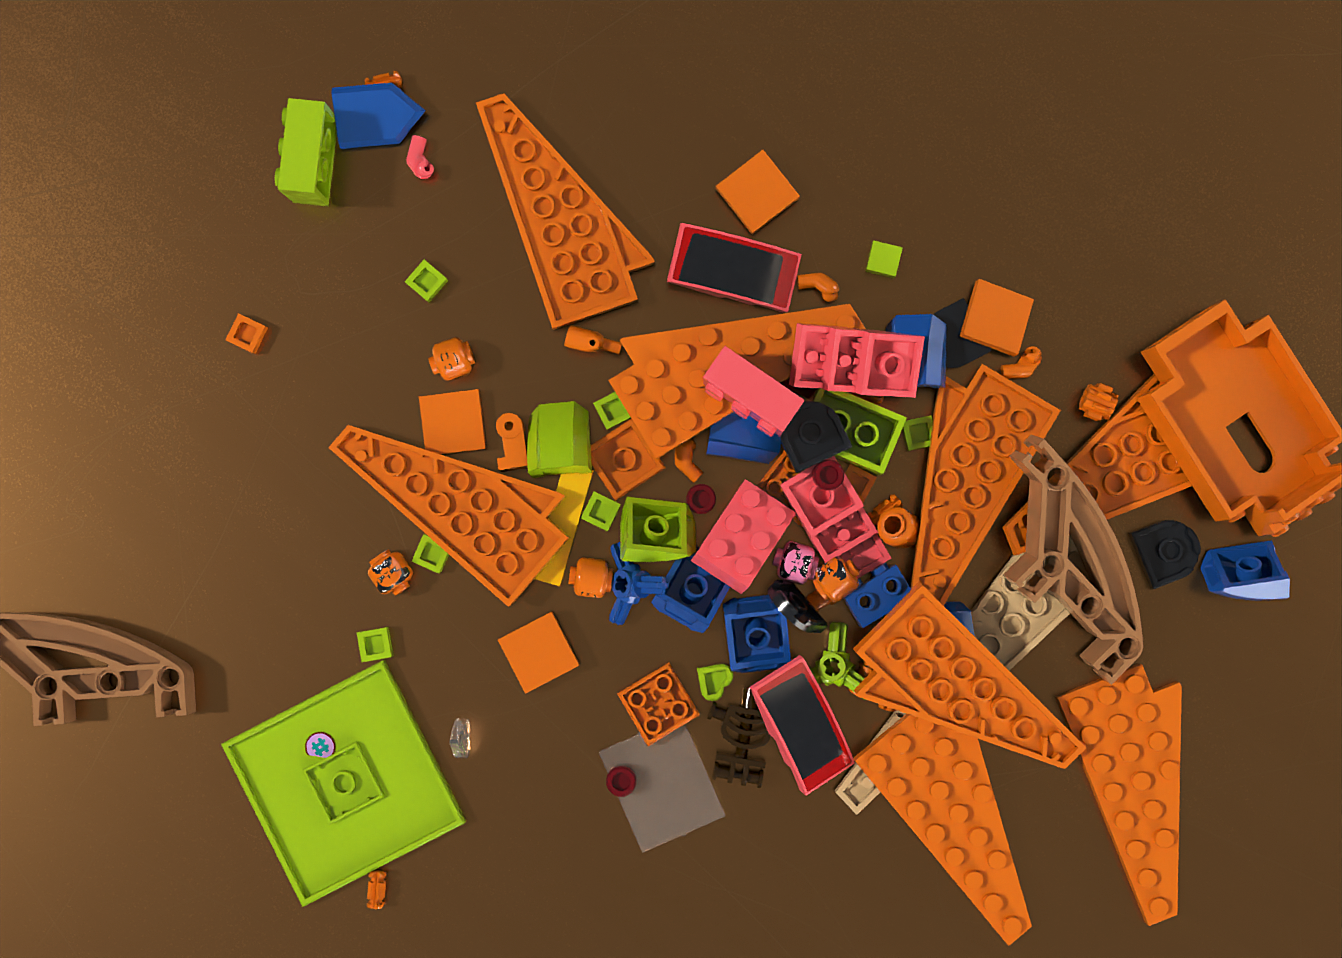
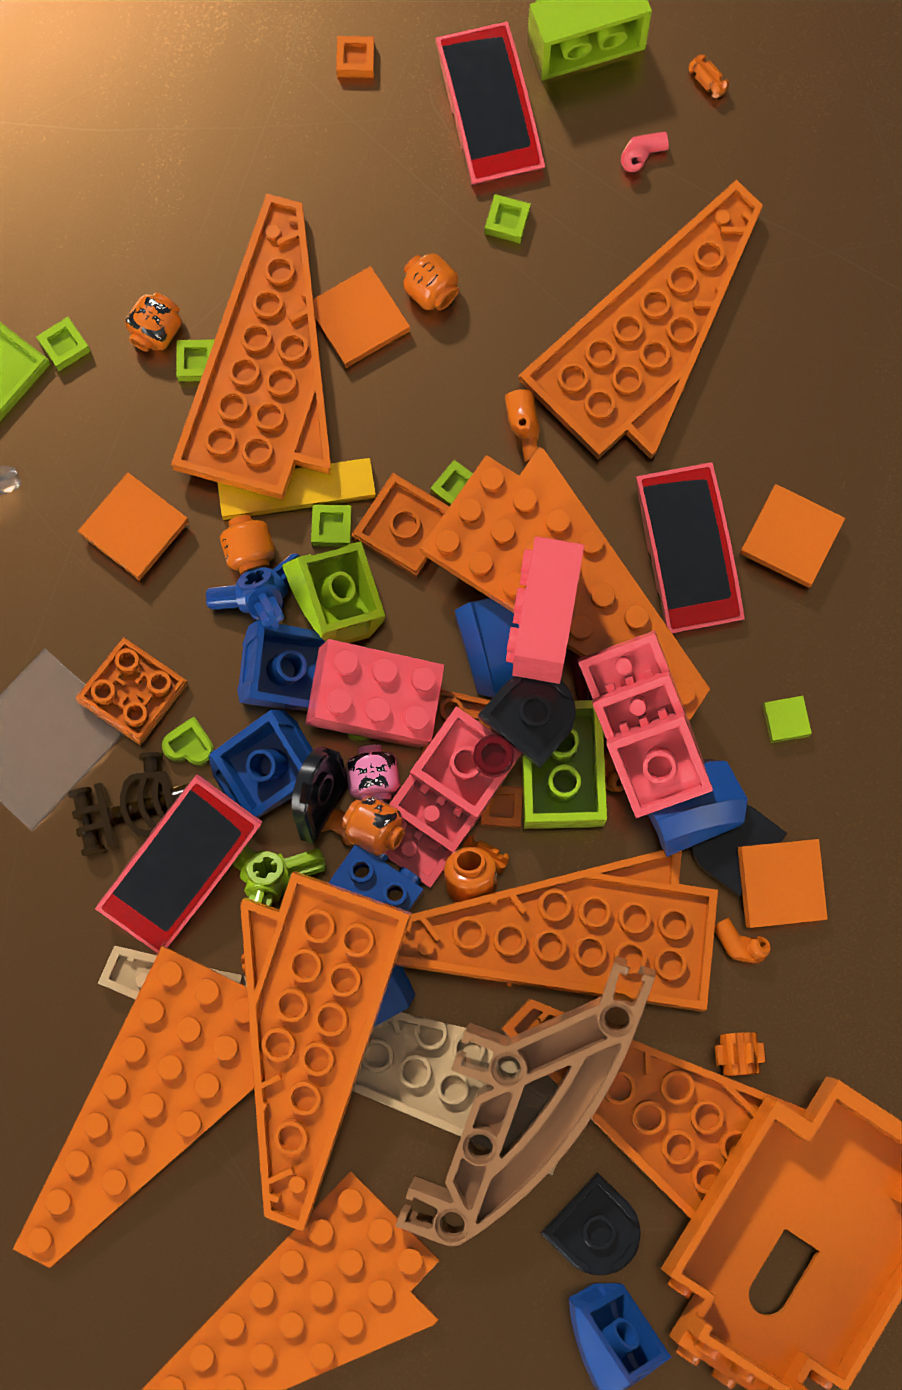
camera: 60 degrees right, 10 degrees down
(331, 252) = (490, 102): none -> black slope
(373, 115) = (666, 79): blue tile -> none
(514, 440) = (365, 392): orange leg -> none
(558, 440) = (391, 439): lime slope -> none
(621, 780) = (21, 687): dark red tile -> none
(684, 462) = (435, 592): orange arm -> none
(701, 498) = (399, 633): dark red tile -> none
(821, 282) = (722, 659): orange arm -> none
(917, 433) = (597, 850): lime tile -> none

